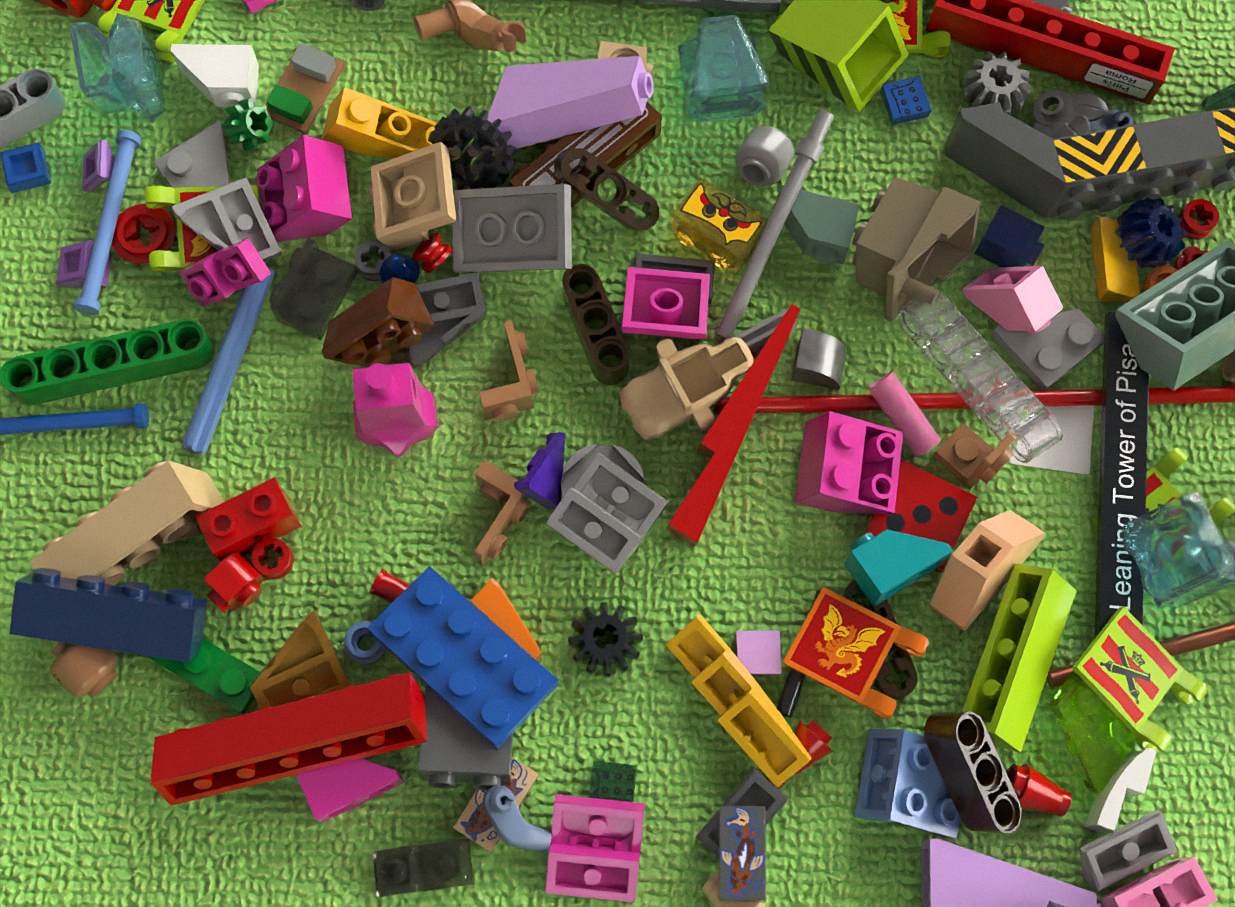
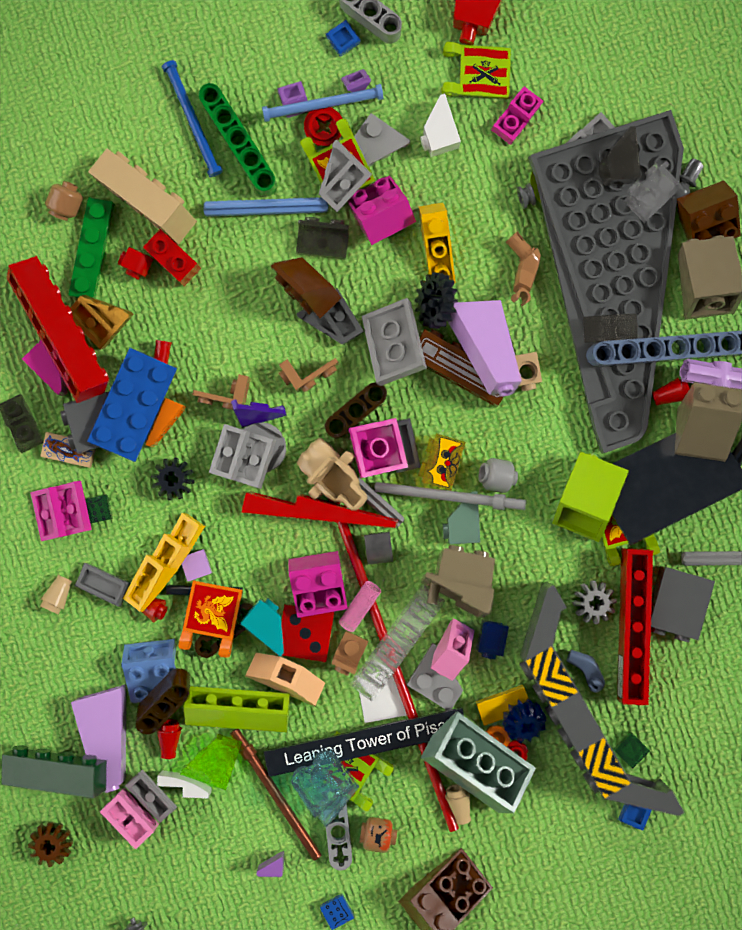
camera: 75 degrees right, 15 degrees up
(108, 615) = (88, 205): dark blue brick -> none
(119, 69) = (416, 68): clear light blue piece -> none
(225, 272) = (311, 184): dark pink slope -> none
(247, 124) = (411, 159): green gear -> none
(260, 554) = (160, 270): red bush -> none
(303, 87) = (452, 181): piece -> none
(352, 648) = (124, 341): medium blue plate -> none
(364, 253) = (358, 260): dark grey bush -> none
(392, 407) = (262, 314): dark pink piece -> none
(399, 267) = (349, 285): clear blue plate -> none
(412, 196) = (395, 275): tan plate -> none
(432, 252) = (368, 299): red bush -> none
(510, 825) = (54, 463): sand blue arm -> none
(636, 195) = (445, 380): dark brown beam -> none
(722, 71) = (545, 432): clear light blue piece -> none
(742, 854) = (79, 590): tile -> none
(905, 100) = (568, 549): blue tile -> none
(1070, 116) = (581, 652): flat silver plate -> none
(1133, 676) = (248, 773): lime flag -> none
(1204, 210) = (540, 745): red bush -> none

